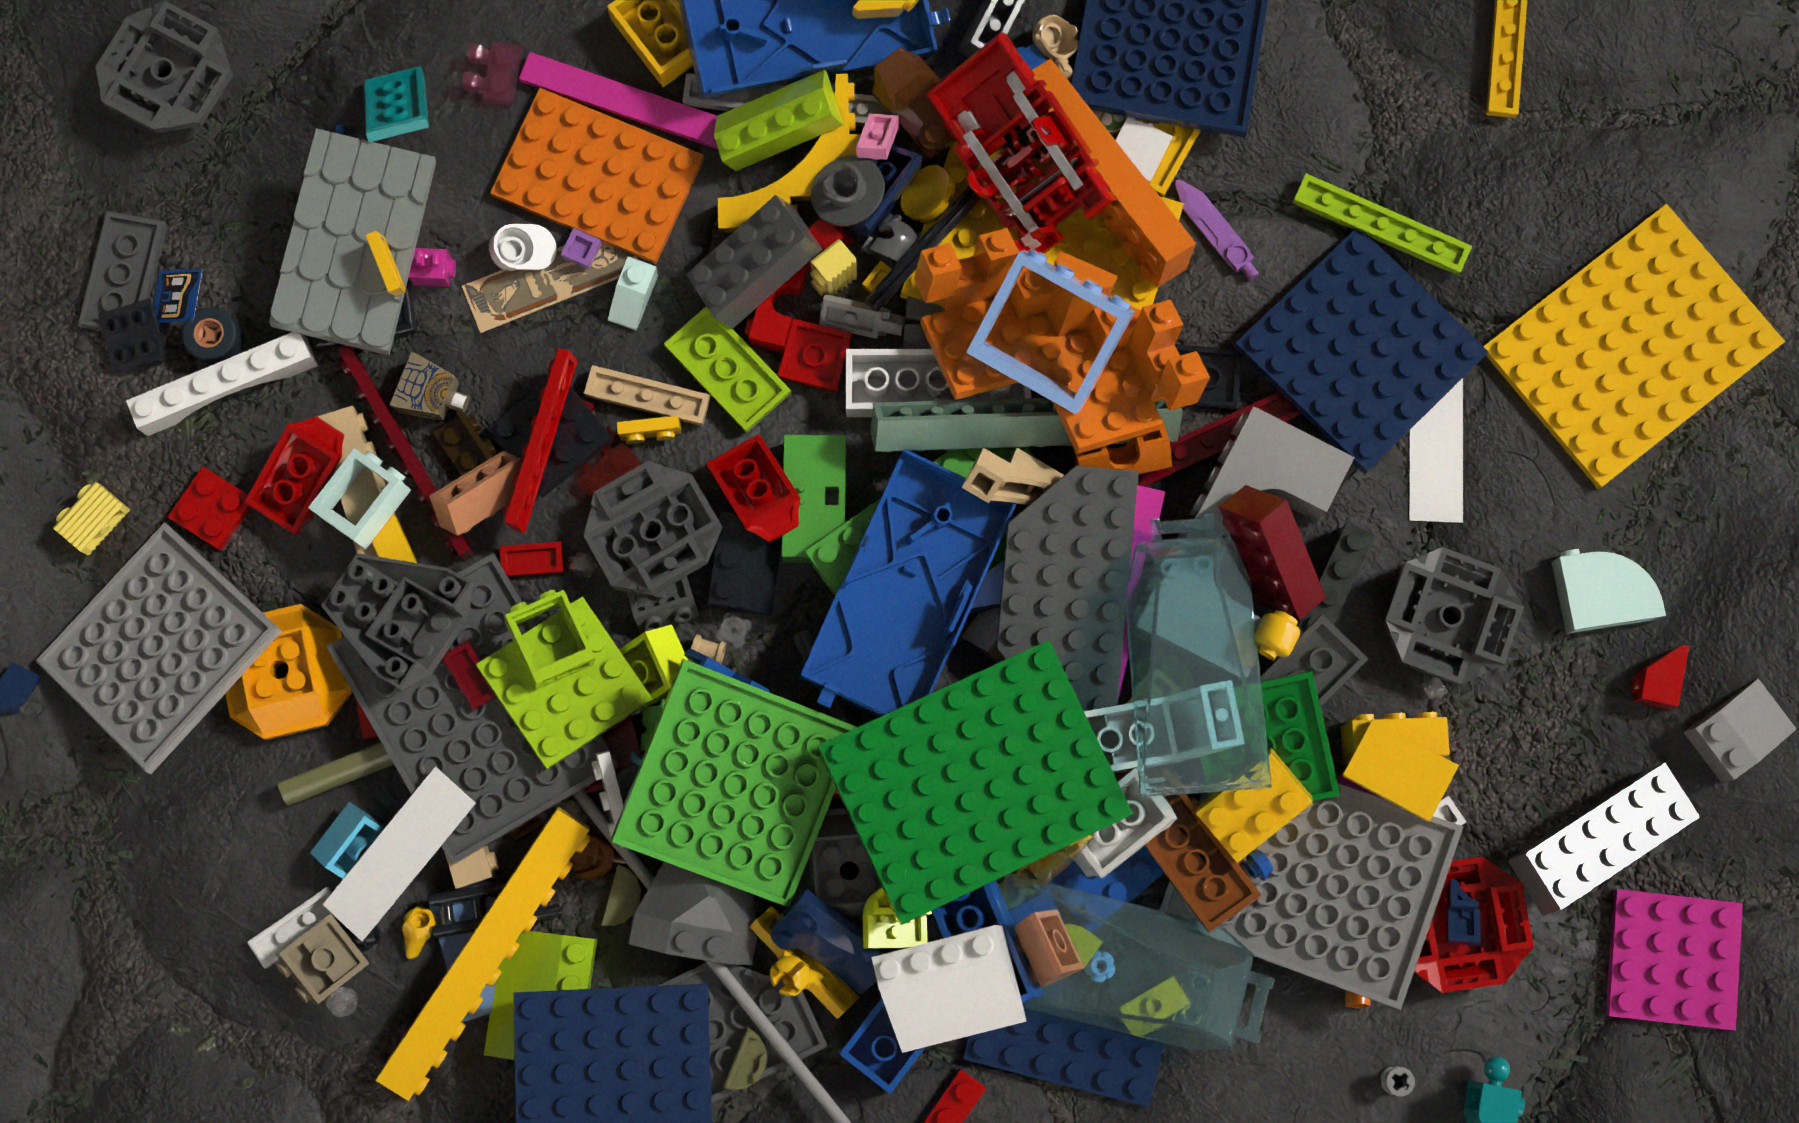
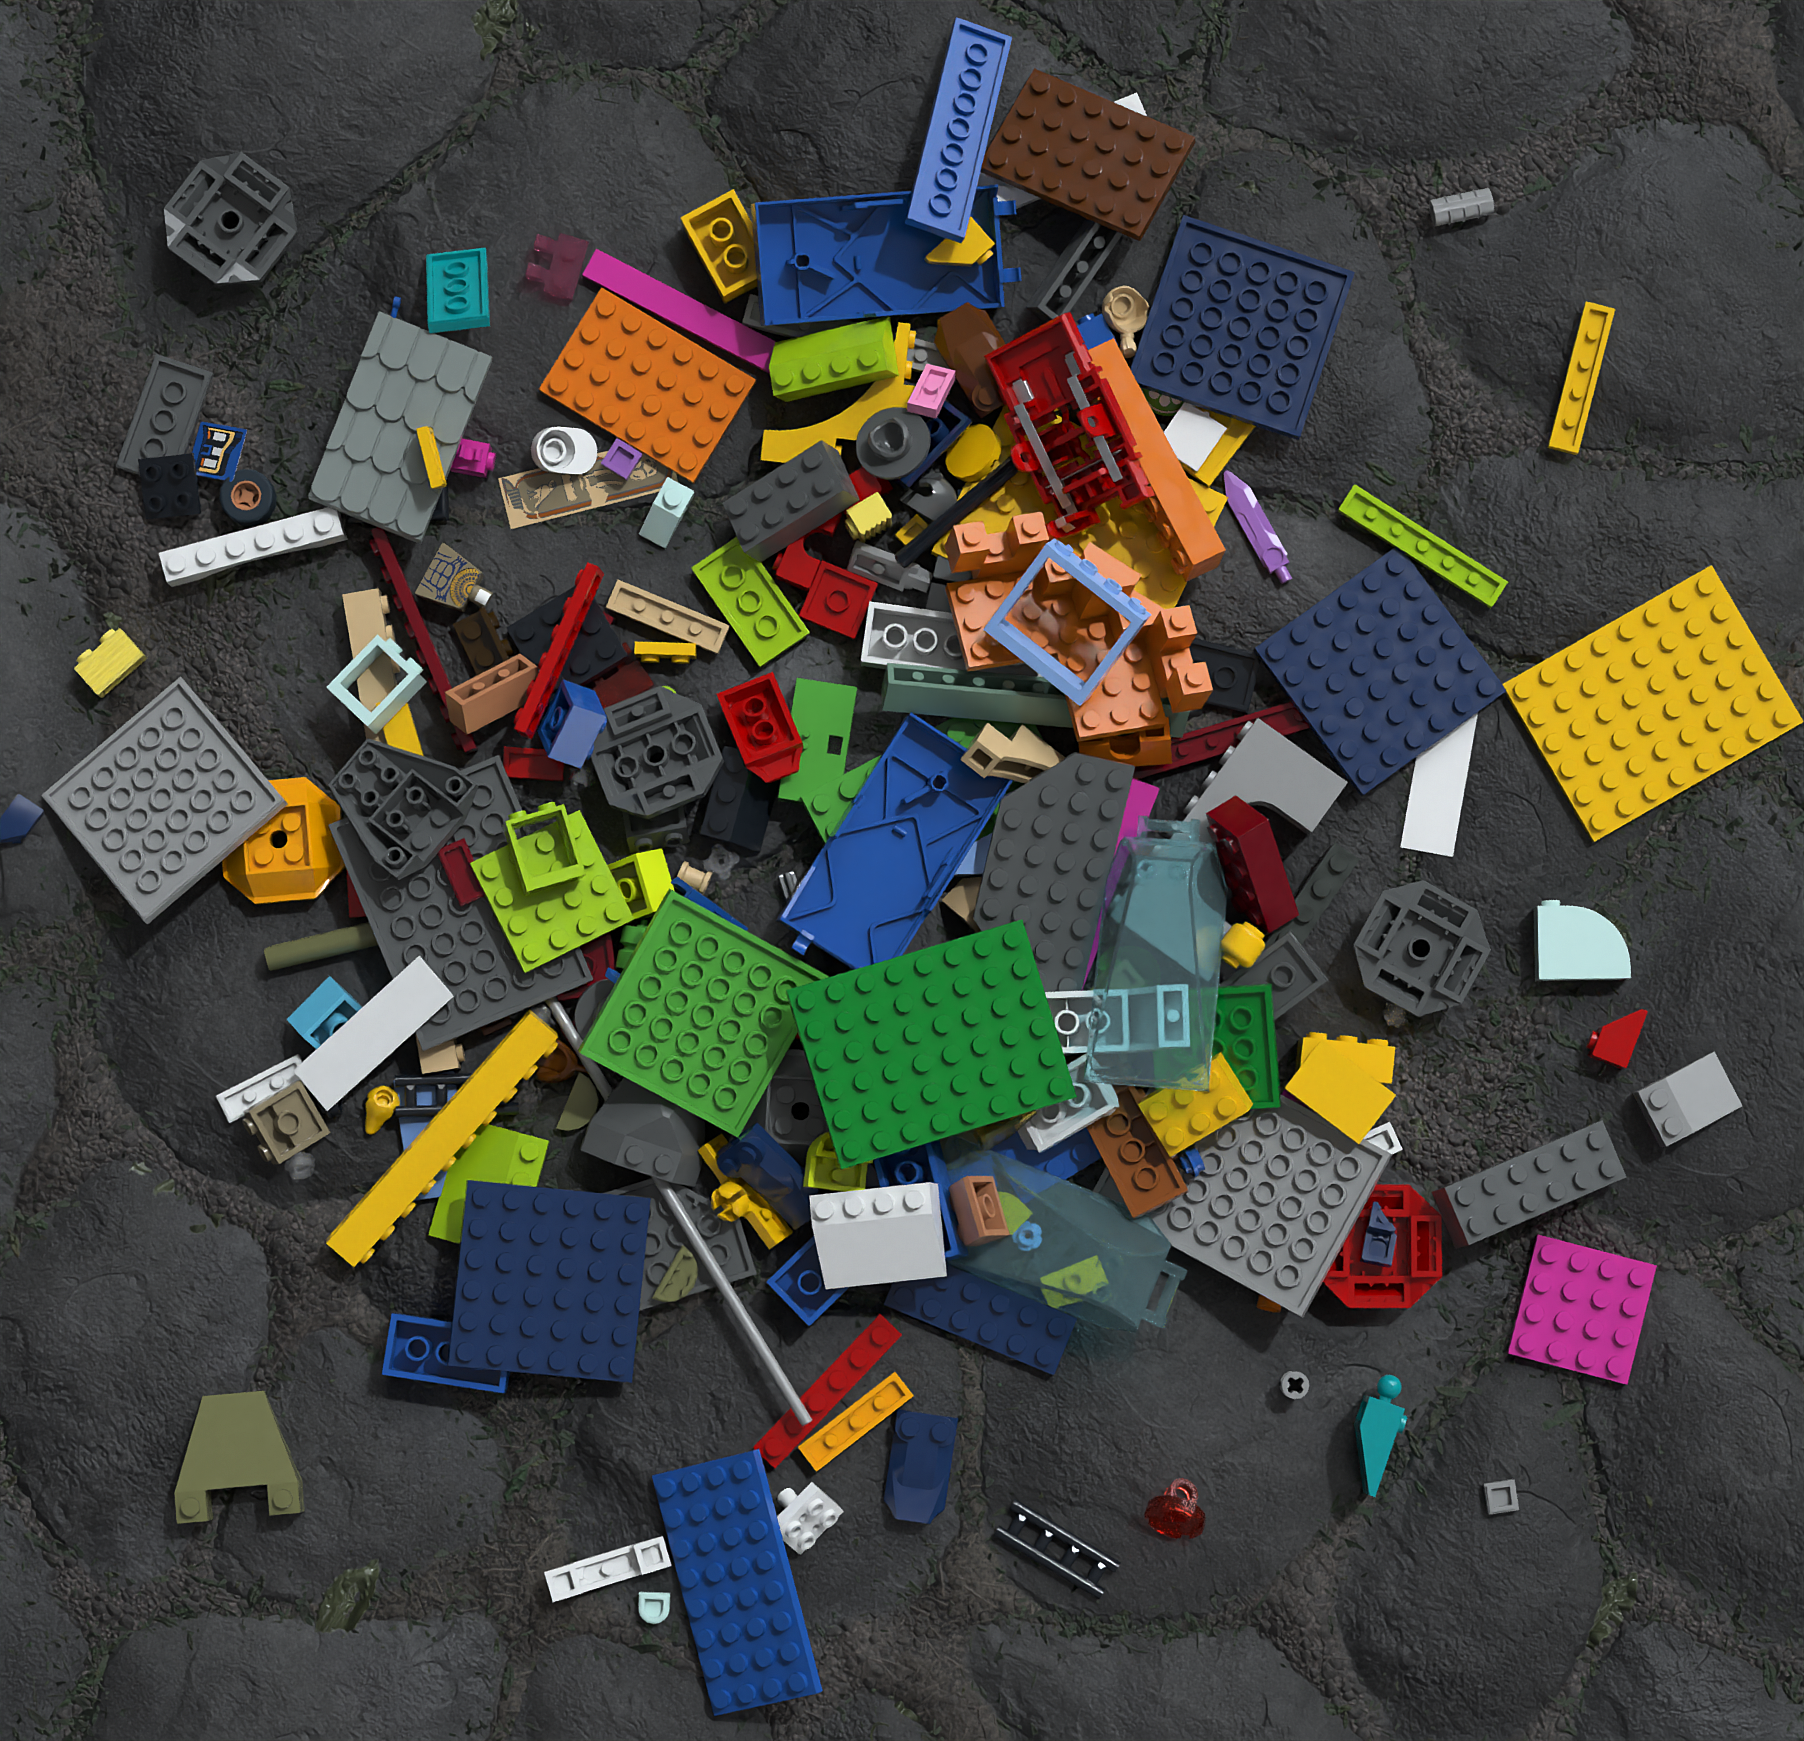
camera: 10 degrees right, 5 degrees up
(211, 508) = (227, 669): red plate -> none
(297, 473) = (318, 648): red slope -> none
(564, 511) = (572, 724): none -> blue brick
(611, 798) = (581, 1009): white plate -> none

